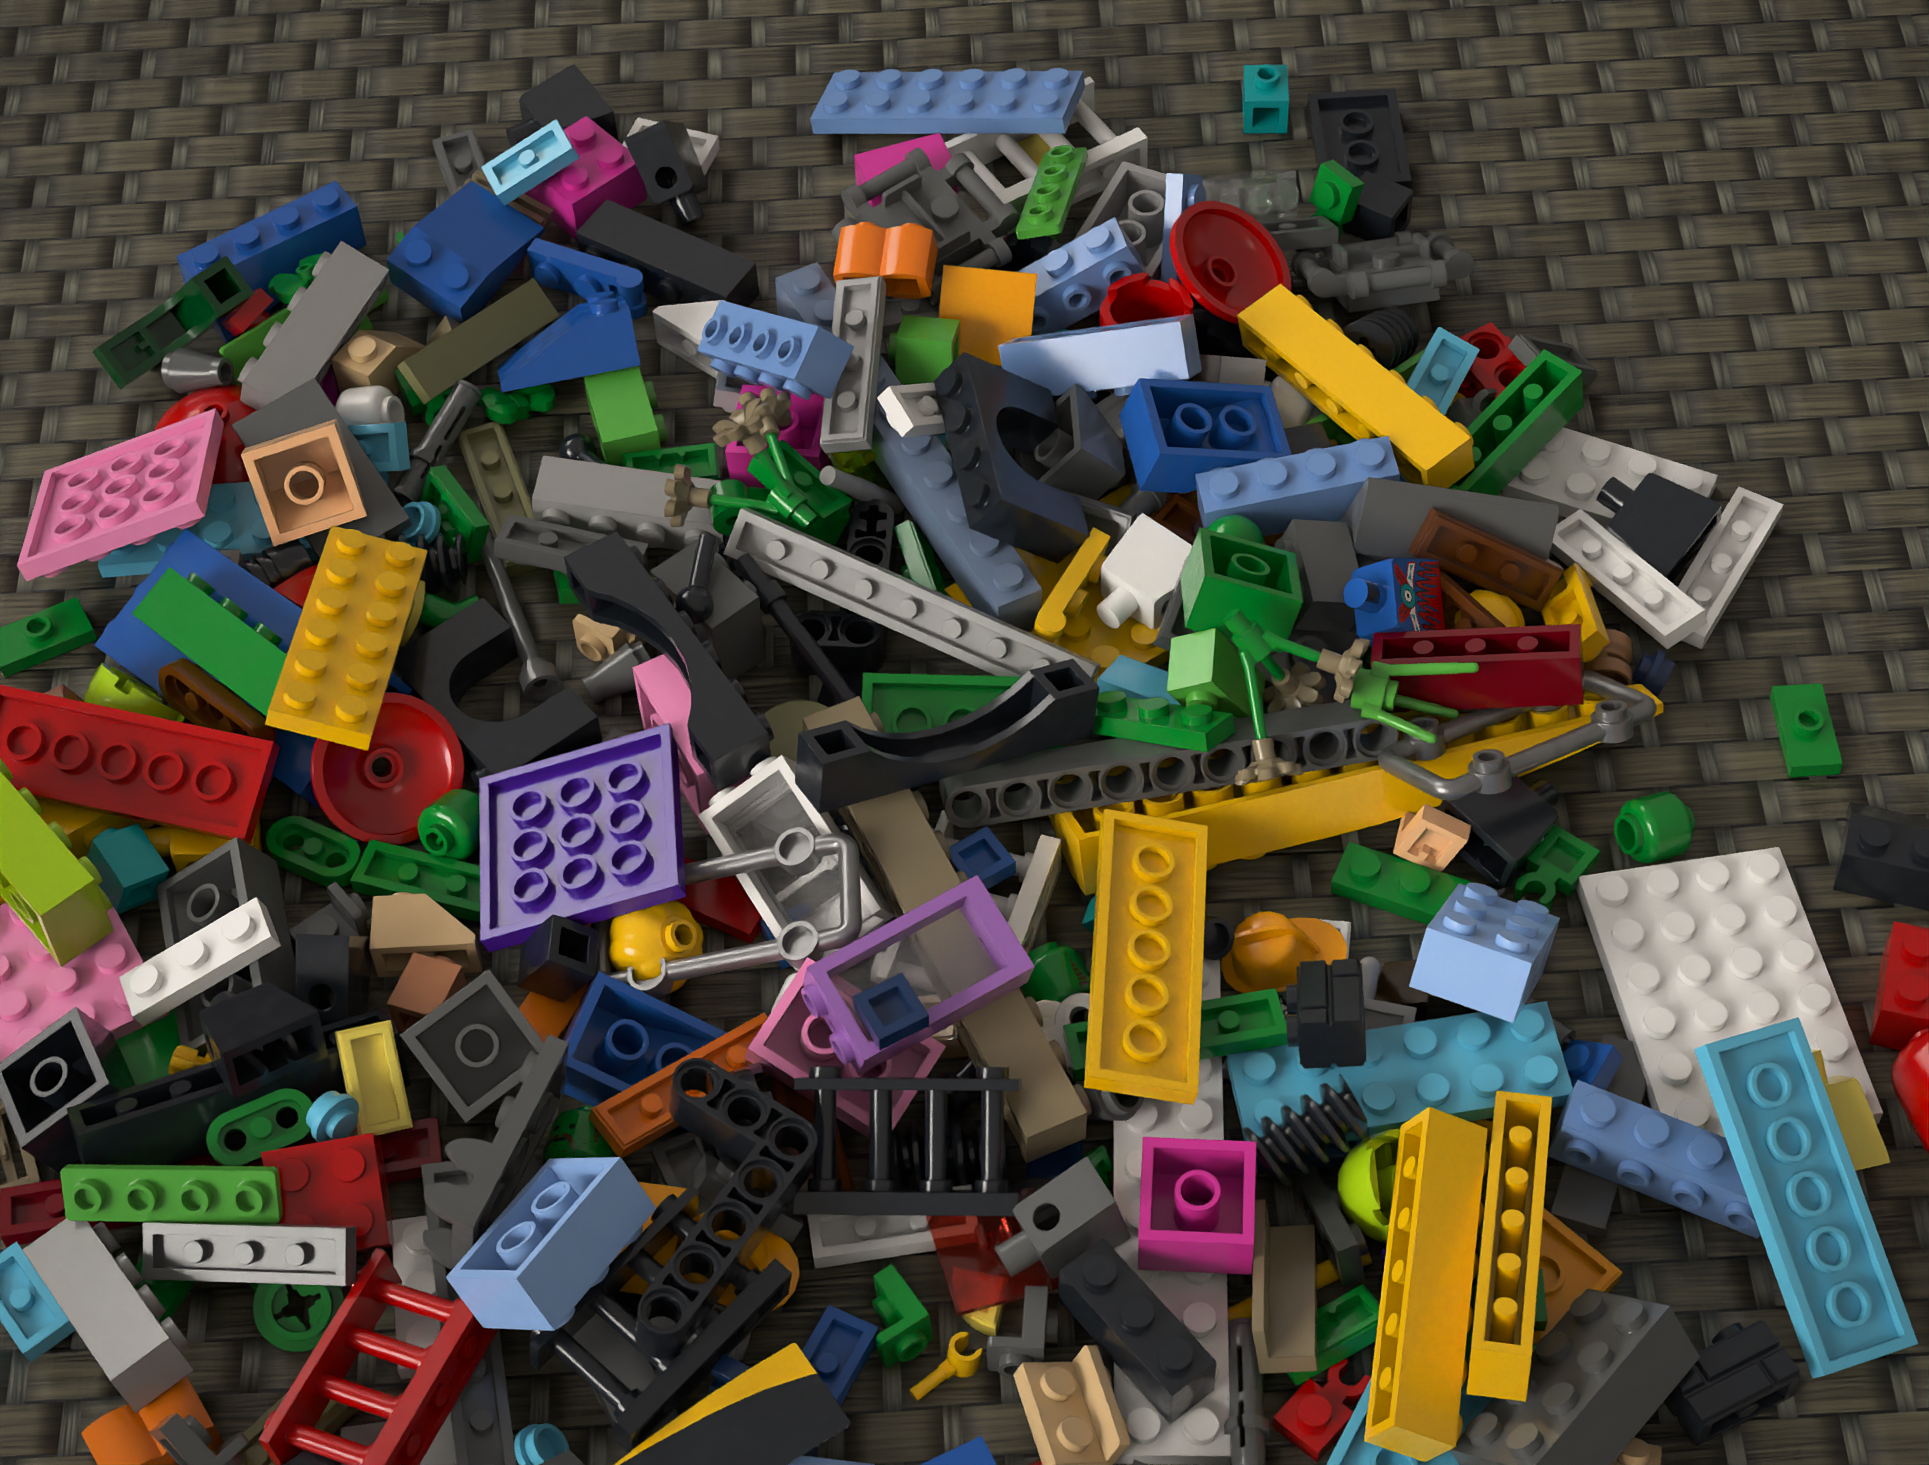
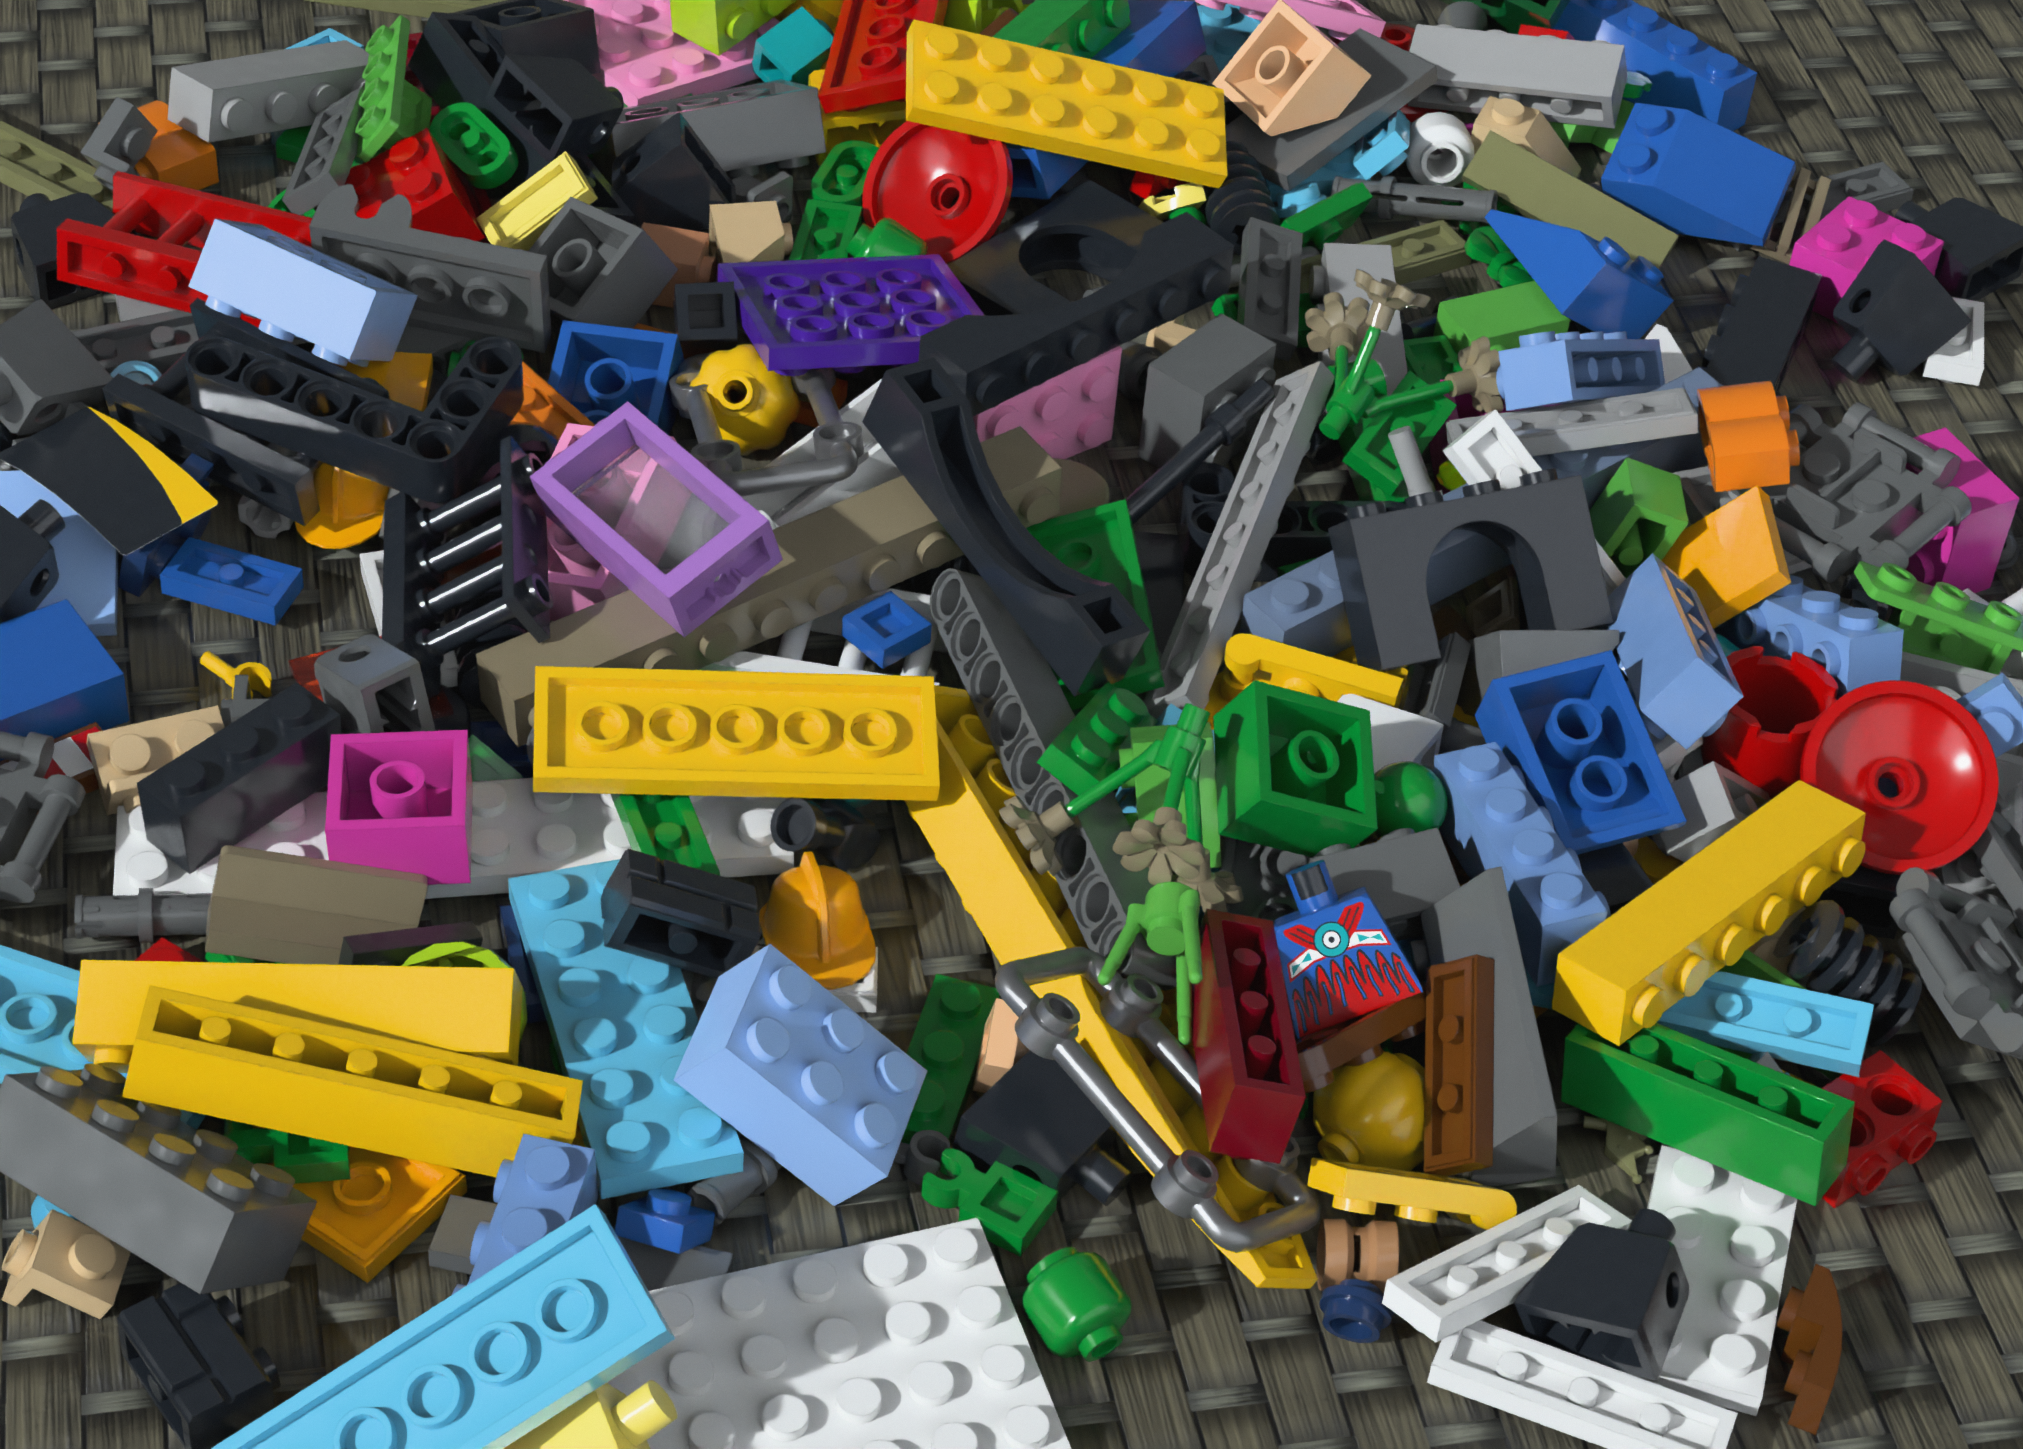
camera: 75 degrees right, 10 degrees down
(199, 961) = (664, 83): white plate -> none
(332, 1116) = (481, 178): medium azure plate -> none
(530, 162) = (1831, 191): medium azure plate -> none
(586, 274) = (1706, 291): blue plate -> none
(695, 598) = (1180, 343): black bar -> none
(891, 1011) = (577, 470): dark blue plate -> none
(902, 1315) = (292, 628): green bracket -> none
(1309, 1131) = (505, 900): black piece -> none
(1527, 348) = (1905, 1184): dark grey tile -> none
(1687, 435) = (1812, 1346): none -> reddish brown slope

